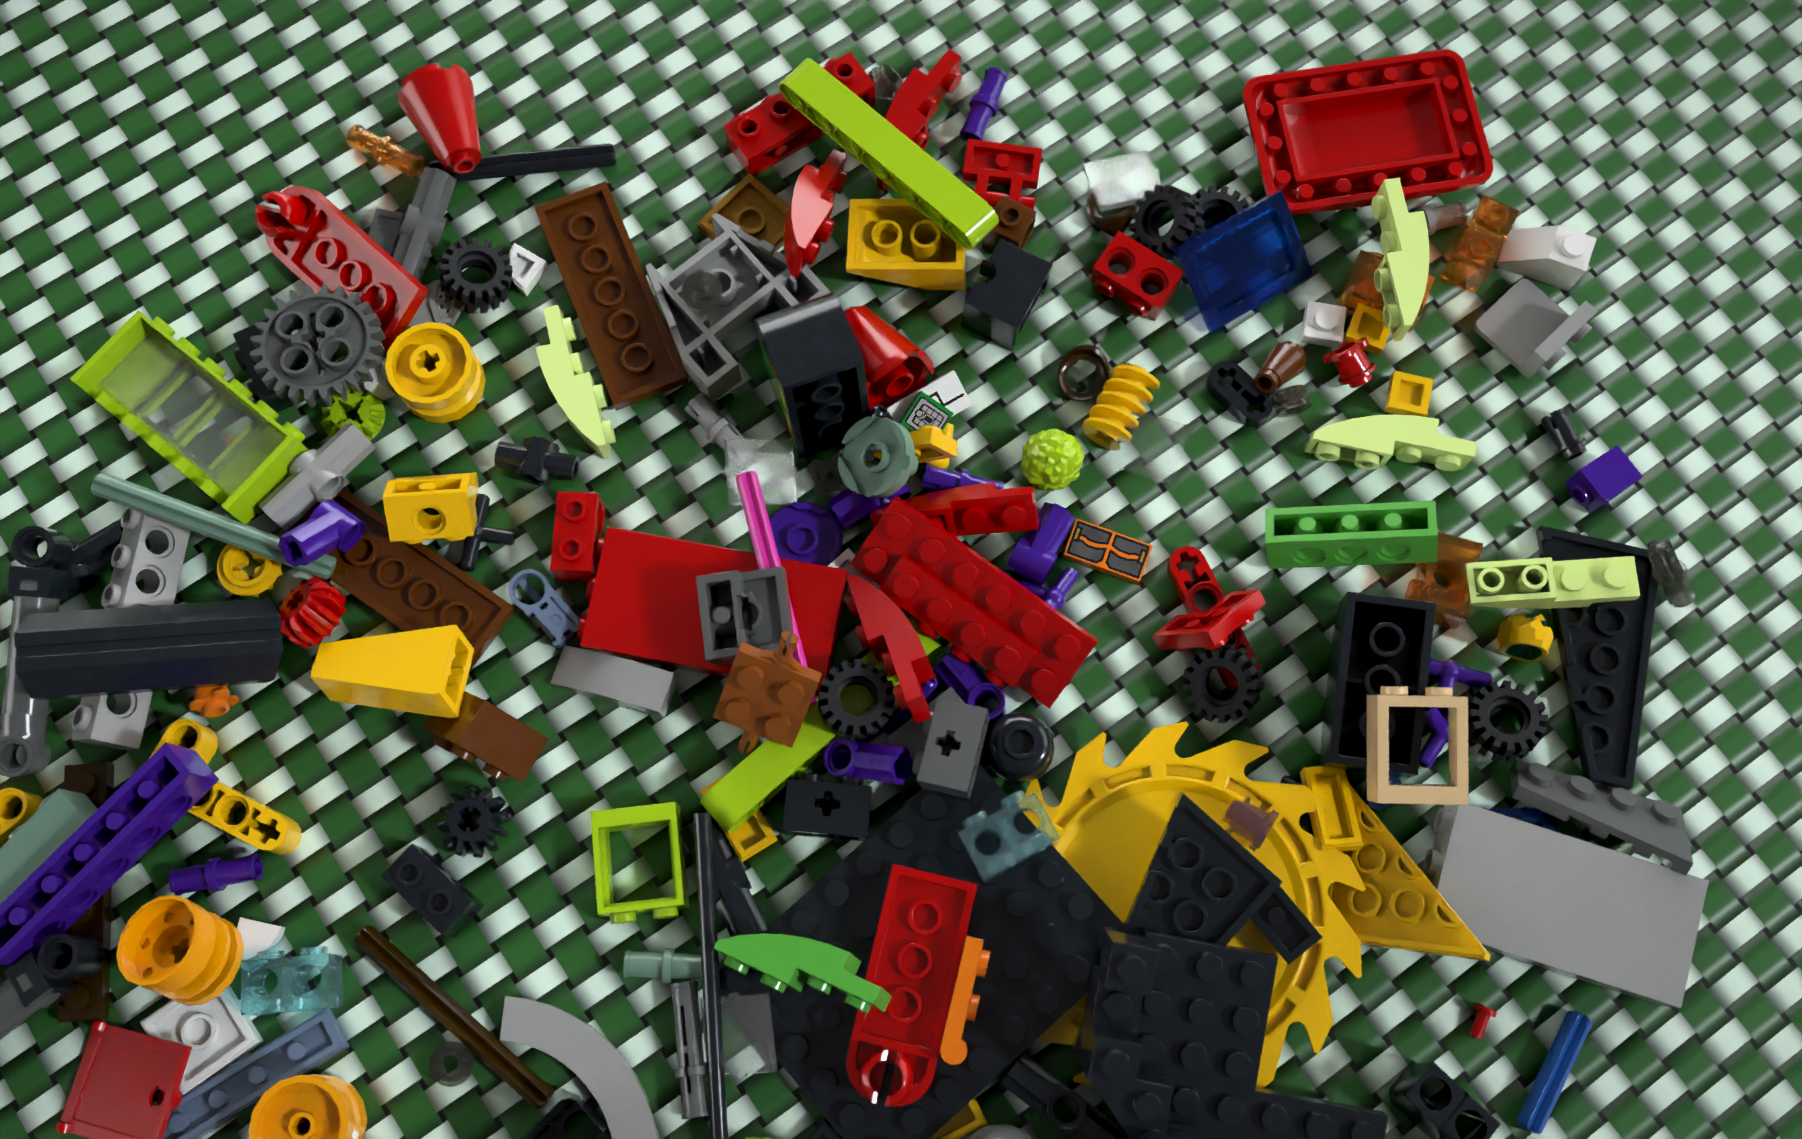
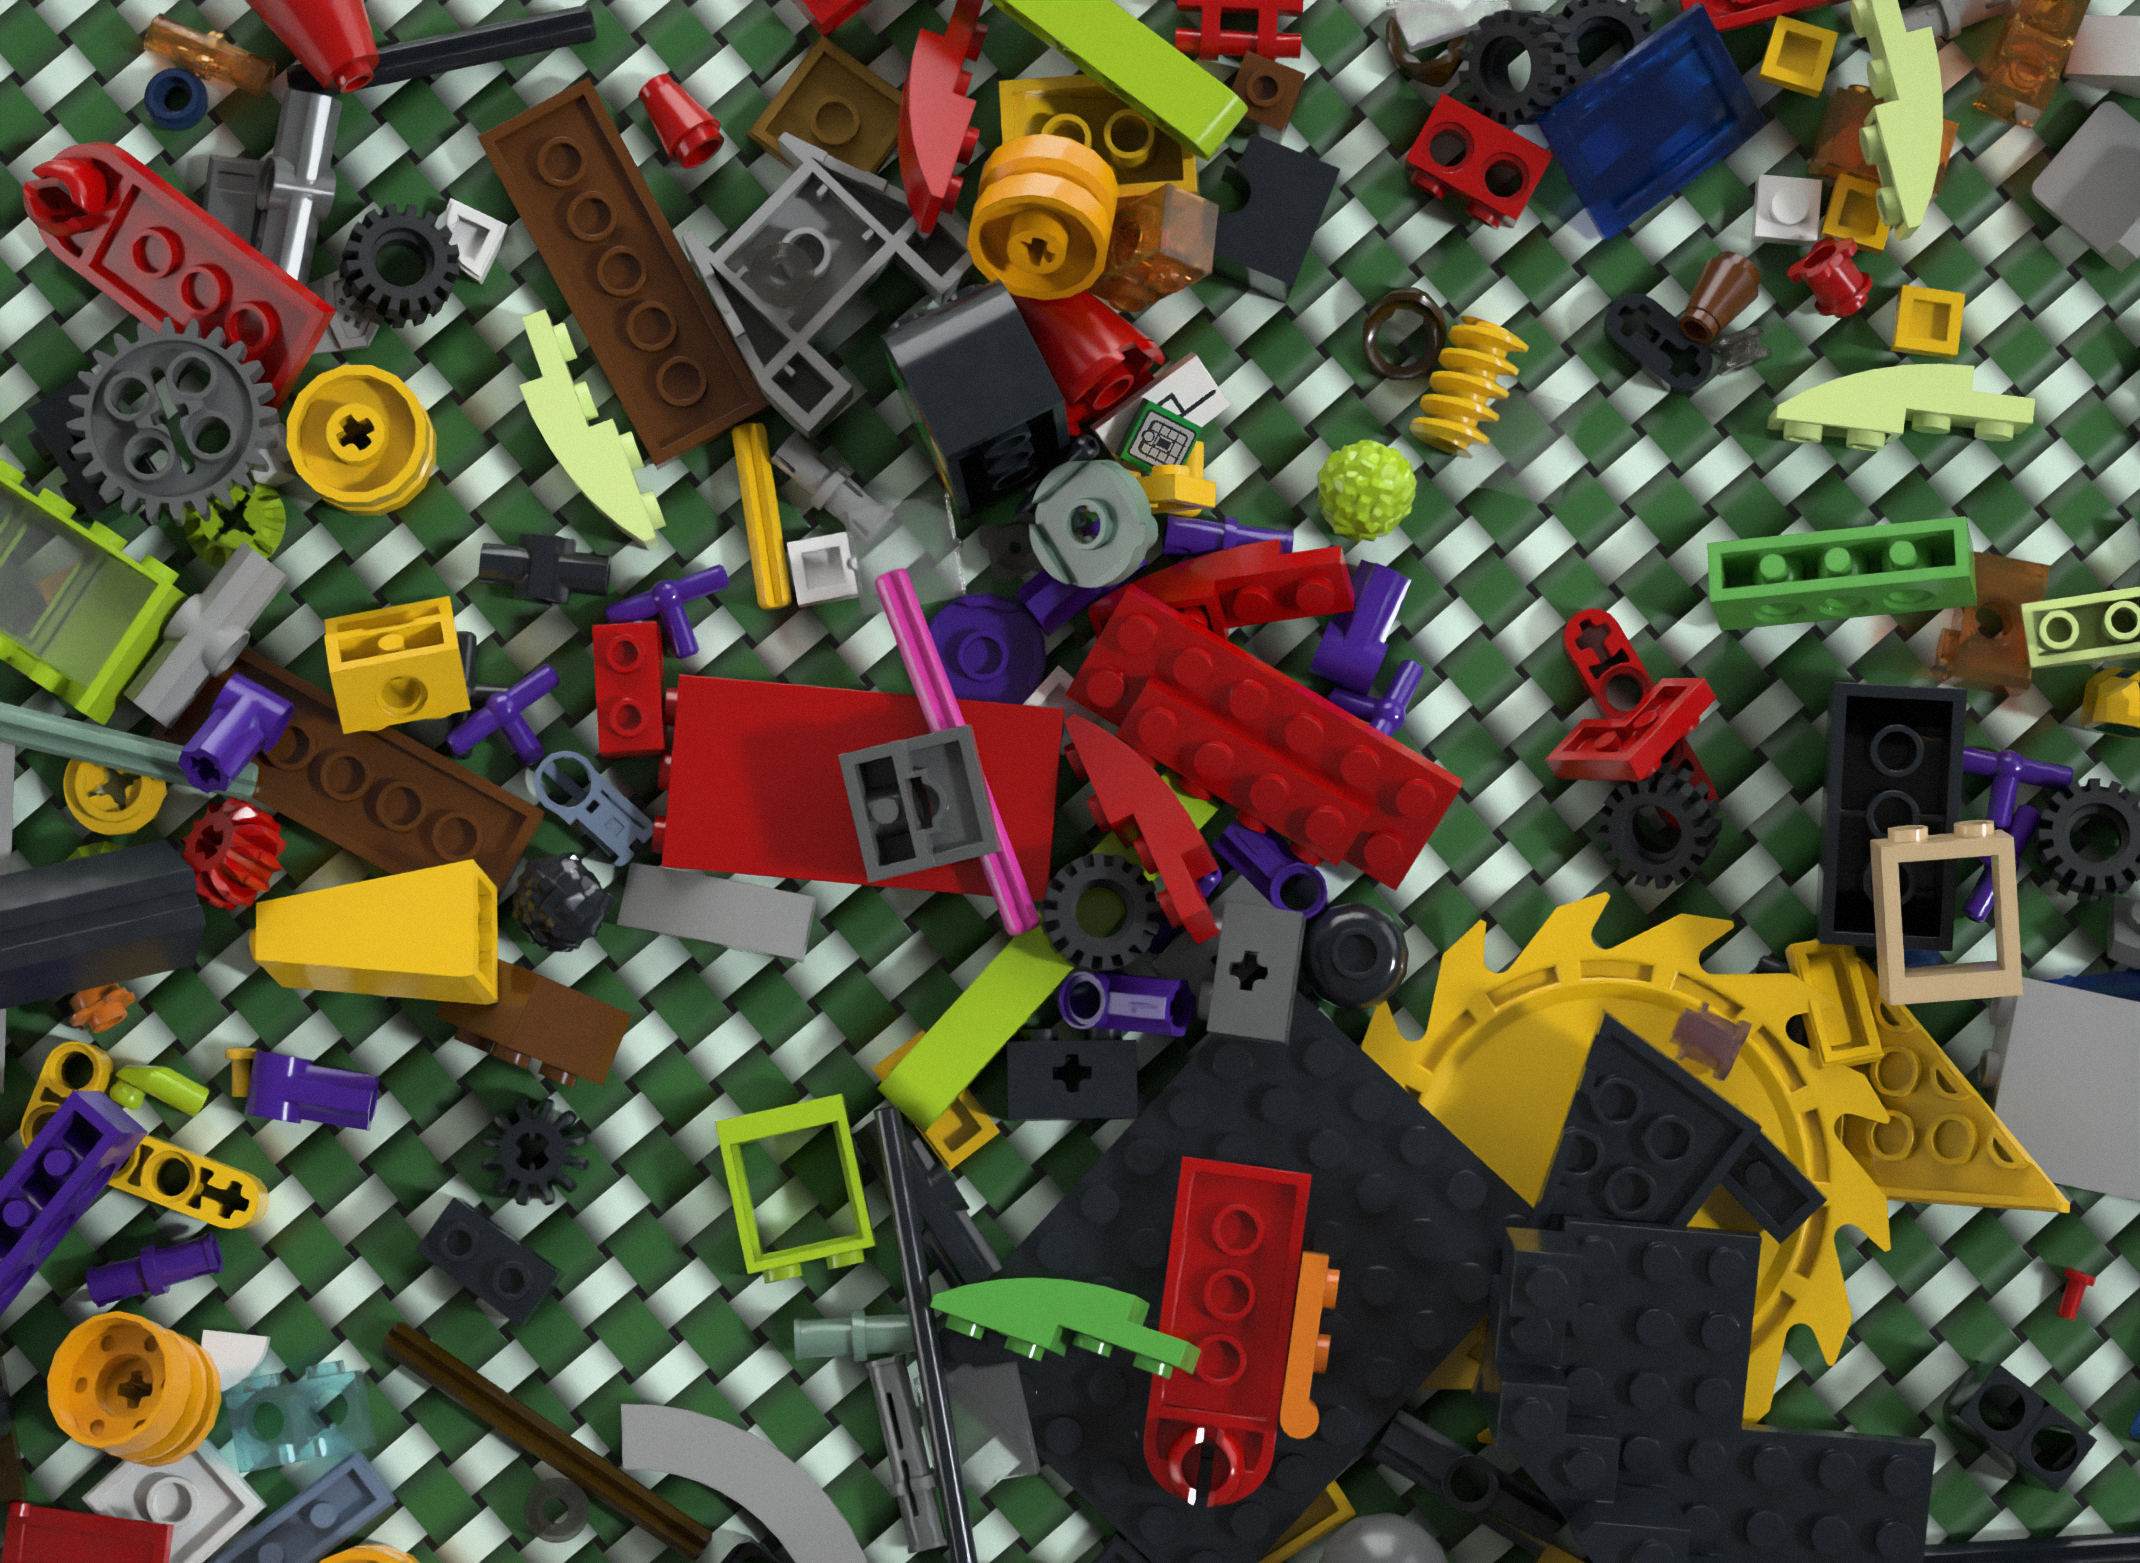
camera: 10 degrees left, 10 degrees up
(242, 753) = (162, 1084): none -> lime arm
(296, 752) = (241, 1069): none -> yellow piece
(328, 766) = (297, 1090): none -> dark purple piece
(356, 166) = (165, 84): none -> dark blue plate
(497, 542) = (503, 712): none -> dark purple piece
(513, 663) = (560, 902): none -> black piece
(611, 486) = (668, 600): none -> dark purple piece
(658, 213) = (681, 123): none -> red cone
(676, 443) = (762, 516): none -> yellow axle
(706, 477) = (821, 570): none -> white plate
(767, 693) = (967, 923): dark orange plate -> none
(868, 270) = (1043, 216): none -> light orange wheel
(932, 301) = (1157, 248): none -> clear orange brick
(1014, 845) = (1360, 1112): clear light blue brick -> none
(1107, 551) = (1465, 627): tile -> none
(1336, 233) = (1797, 56): none -> yellow tile

